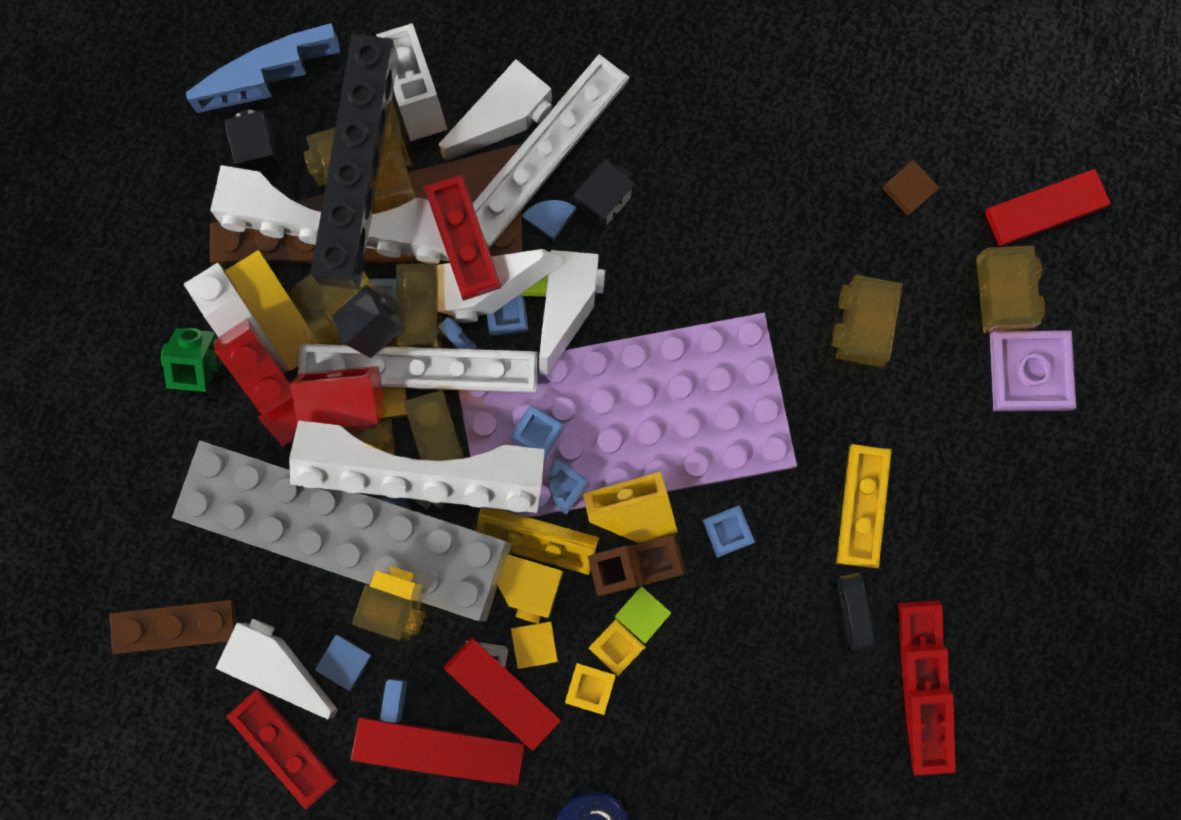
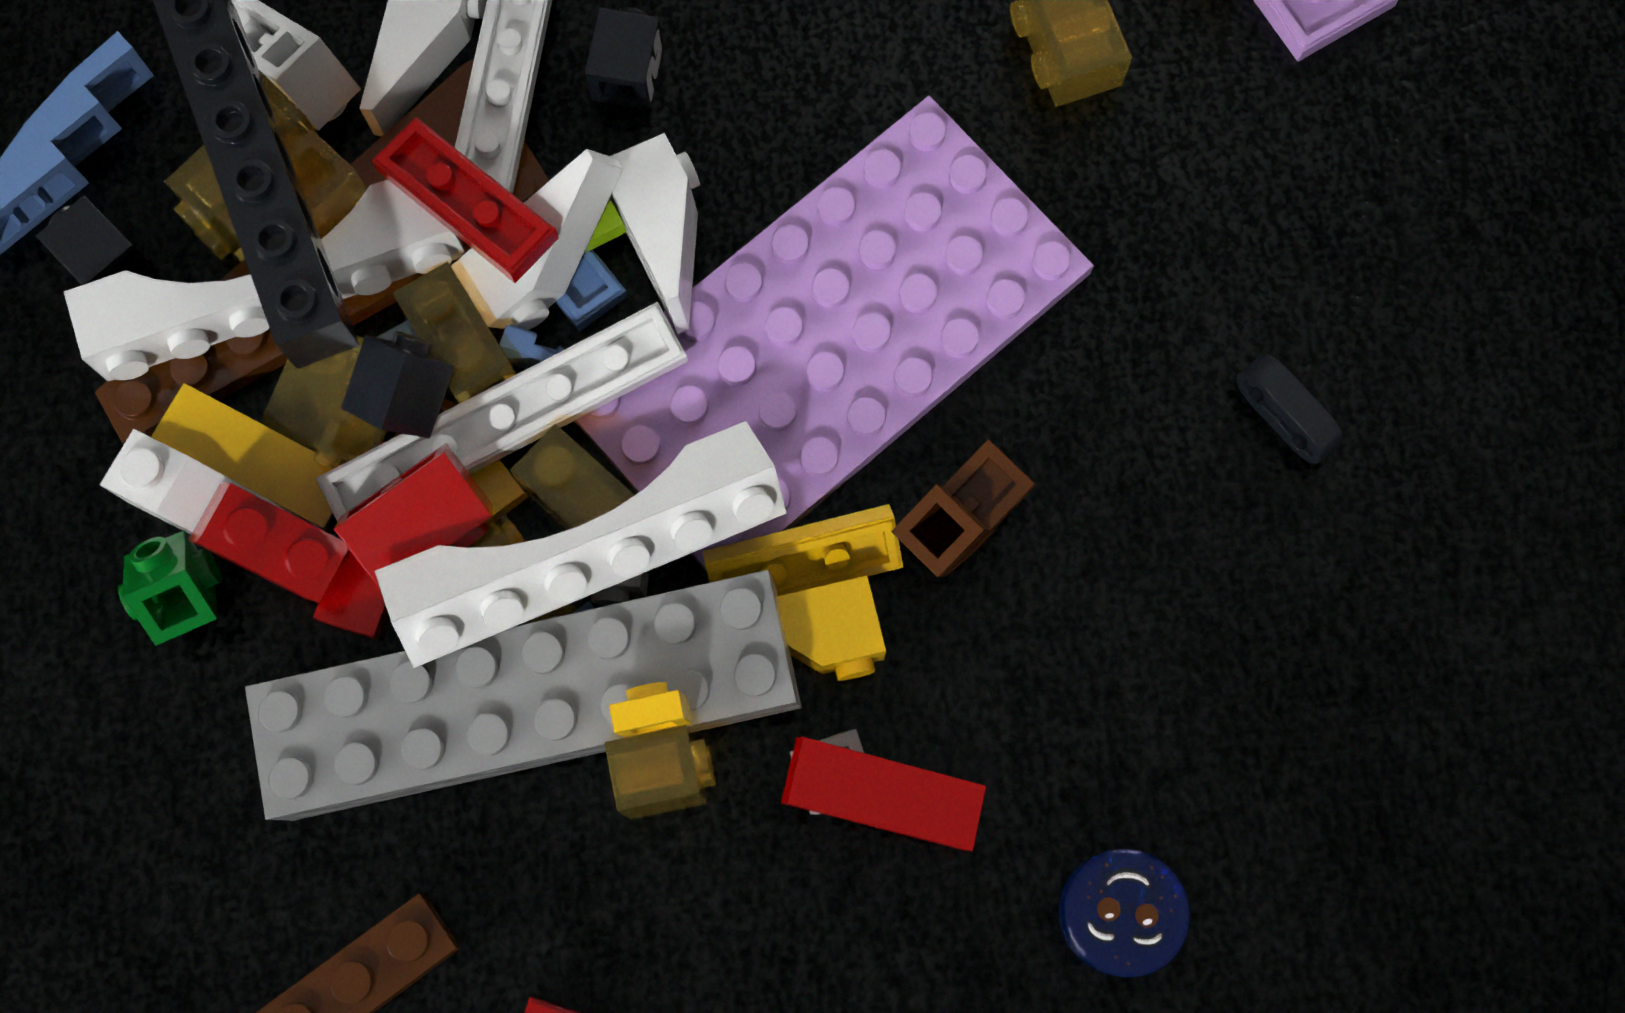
camera: 30 degrees left, 5 degrees down
(271, 665) = (523, 950): white slope -> none
(343, 662) = (633, 886): medium blue tile -> none
(393, 700) = (735, 895): medium blue tile -> none
(437, 751) = (839, 930): red slope -> none
(534, 645) = (886, 705): yellow tile -> none
(537, 430) = (717, 405): medium blue tile -> none
(549, 217) = (566, 130): medium blue tile -> none
(565, 485) = (801, 460): medium blue tile -> none
(590, 689) = (1000, 717): yellow plate -> none
(616, 647) = (1000, 642): yellow tile -> none
(633, 508) = (915, 435): yellow slope -> none
(642, 614) = (1009, 578): lime tile -> none
(728, 531) = (1054, 403): medium blue tile -> none
(864, 506) = (1211, 271): yellow tile -> none
(926, 688) = (1447, 463): red slope -> none

